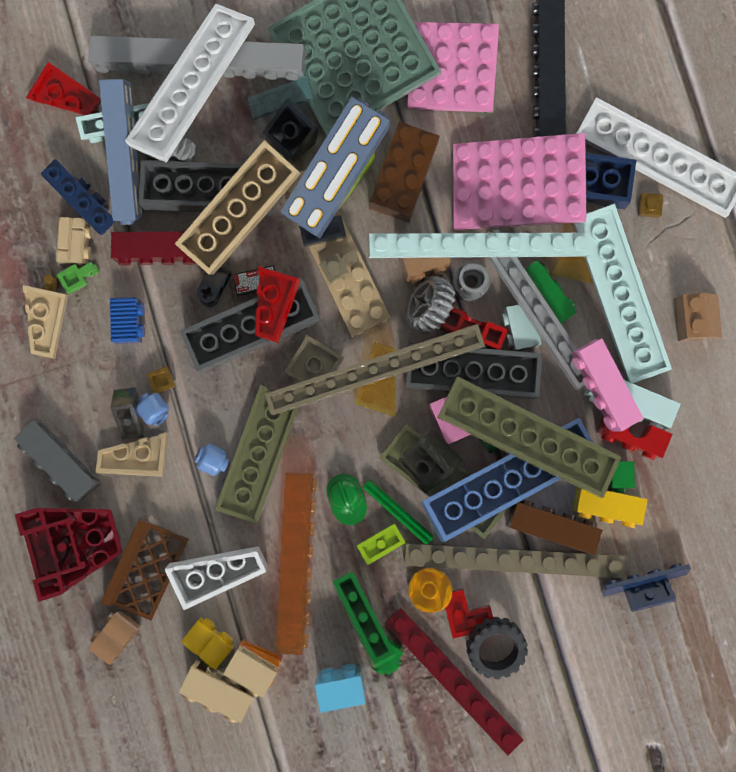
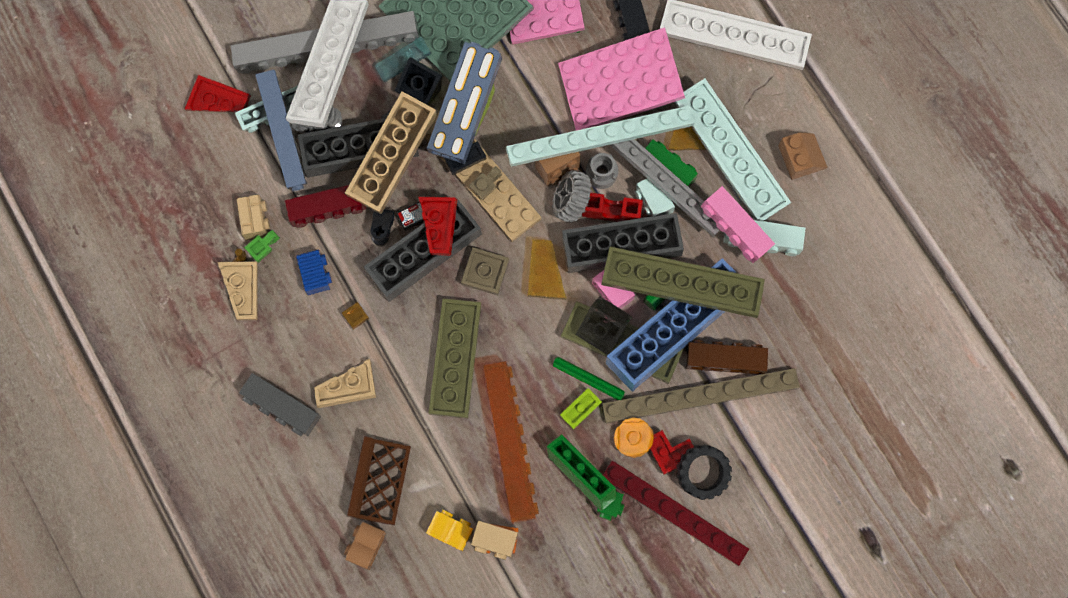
camera: 10 degrees left, 10 degrees down
(67, 545) = (306, 473): dark red wedge -> none
(79, 196) = (249, 177): dark blue bracket -> none
(125, 413) = (333, 350): clear smoke slope -> none
(152, 409) = (353, 340): medium blue head -> none
(210, 575) = (437, 470): white wedge -> none
(211, 459) = (415, 371): medium blue head -> none
(215, 691) = (469, 566): tan brick -> none
(340, 688) = (577, 537): medium azure brick -> none
(346, 499) = (541, 379): green piece -> none
(375, 369) = (537, 259): dark tan plate -> none
(404, 172) = (522, 95): reddish brown brick -> none
(609, 180) = (695, 61): dark blue slope -> none
(611, 507) = (769, 328): yellow brick -> none
(623, 477) = (772, 301): green brick -> none
(647, 590) = (821, 390): dark blue bracket -> none
(650, 205) = (737, 74): pearl gold plate -> none
(652, 441) = (790, 269): red arch -> none

